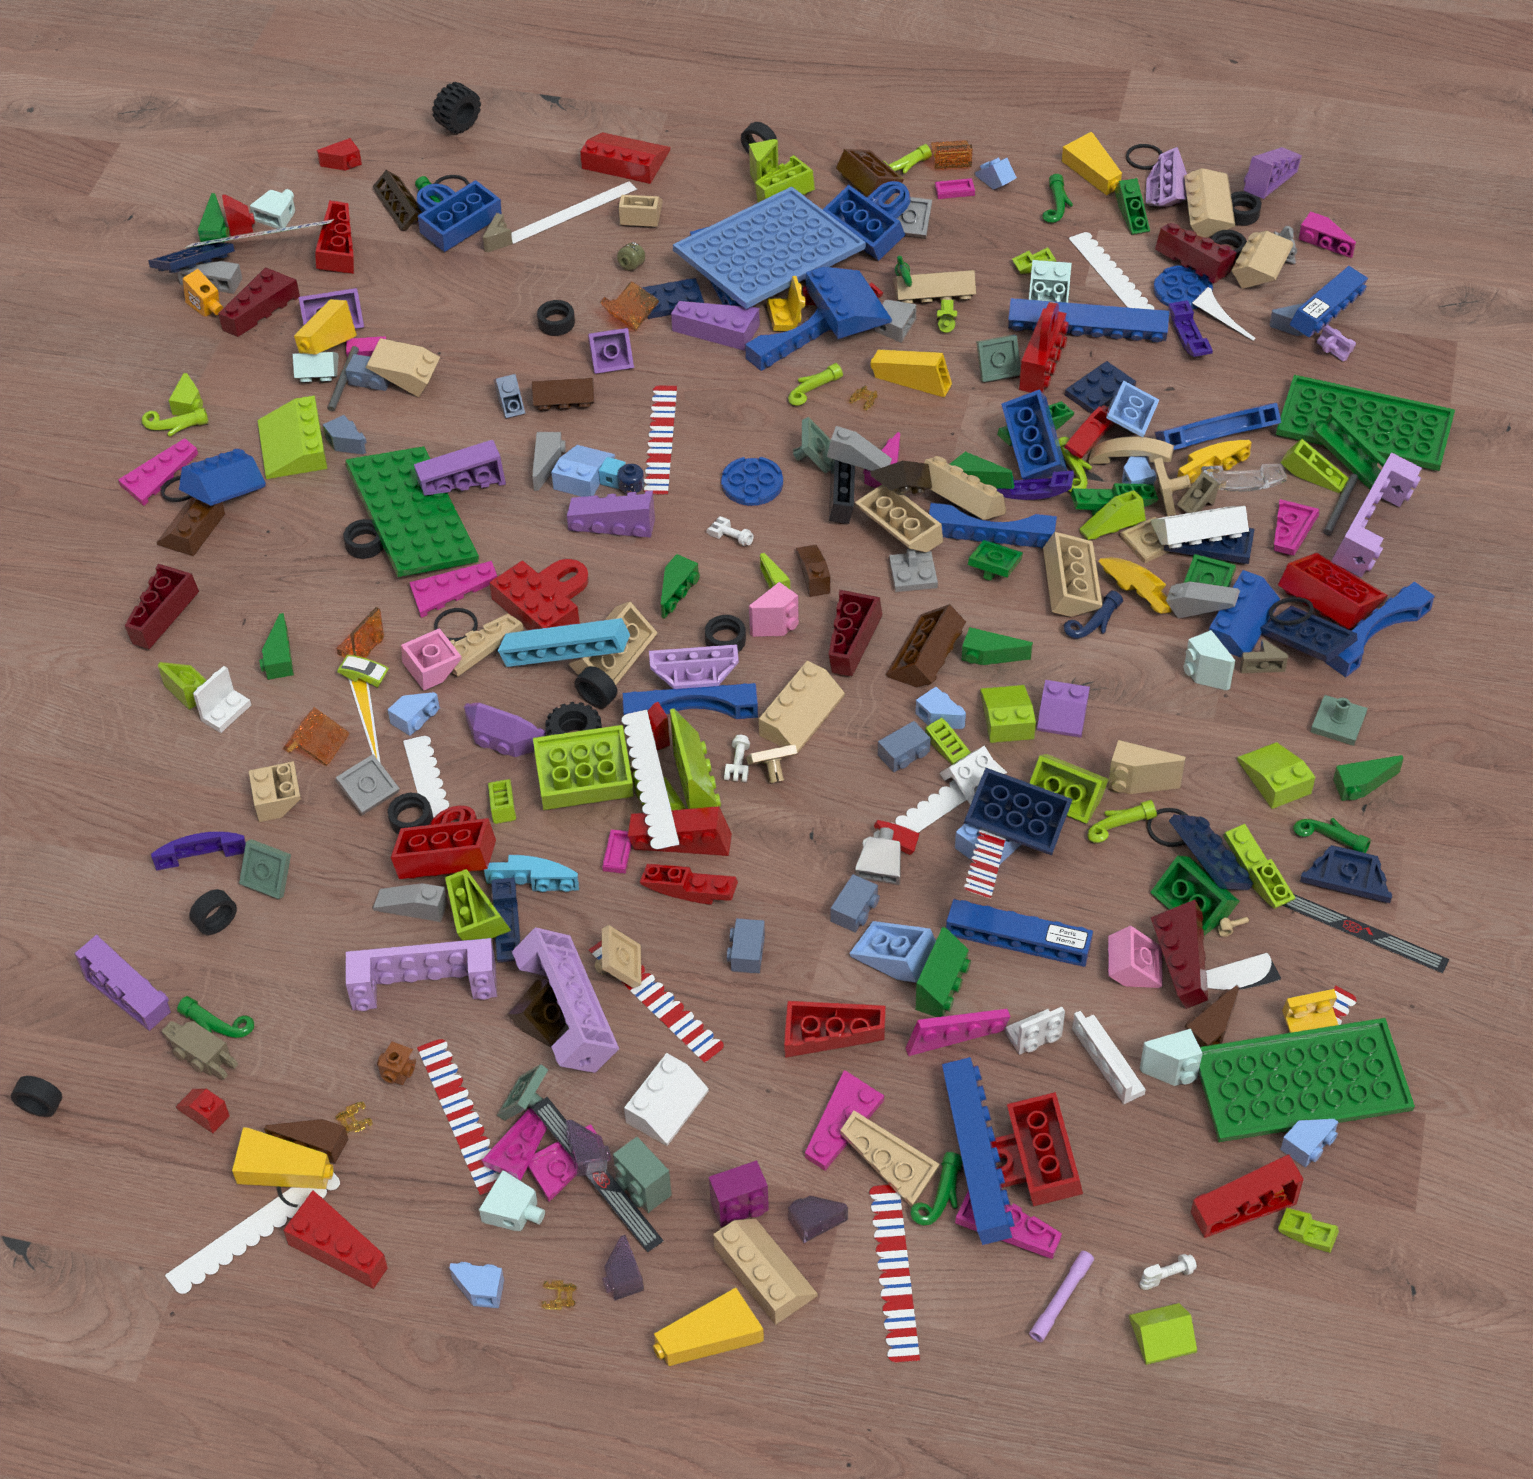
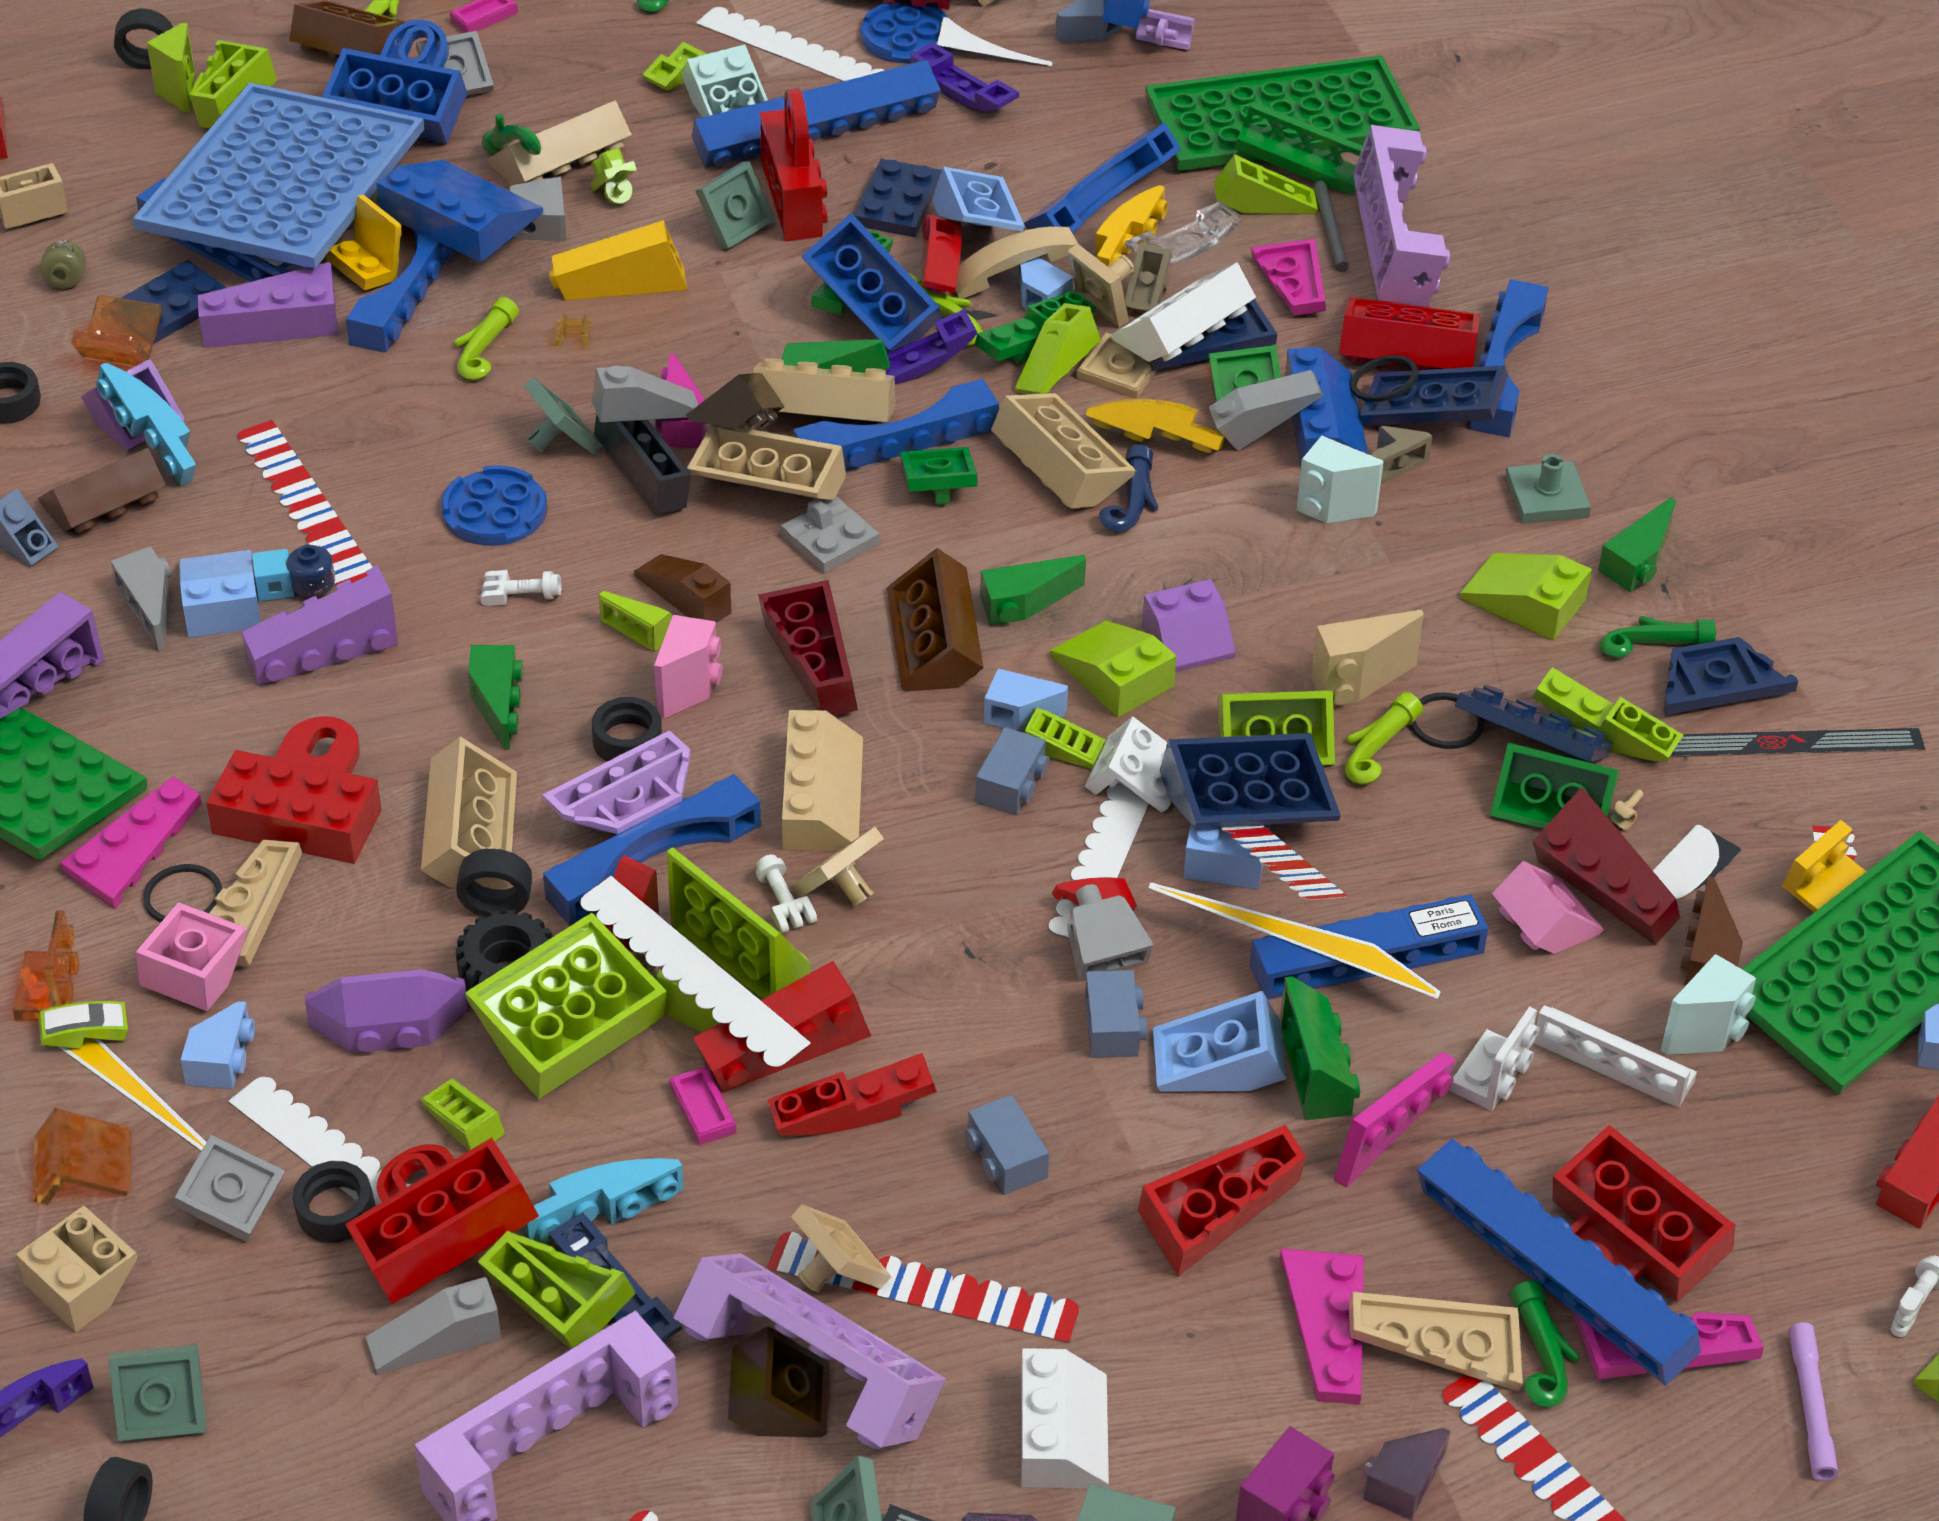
camera: 35 degrees left, 5 degrees down
(564, 642) = (402, 837): medium azure brick -> none
(606, 360) = (146, 412): none -> medium azure slope
(999, 929) = (1333, 945): none -> yellow sticker

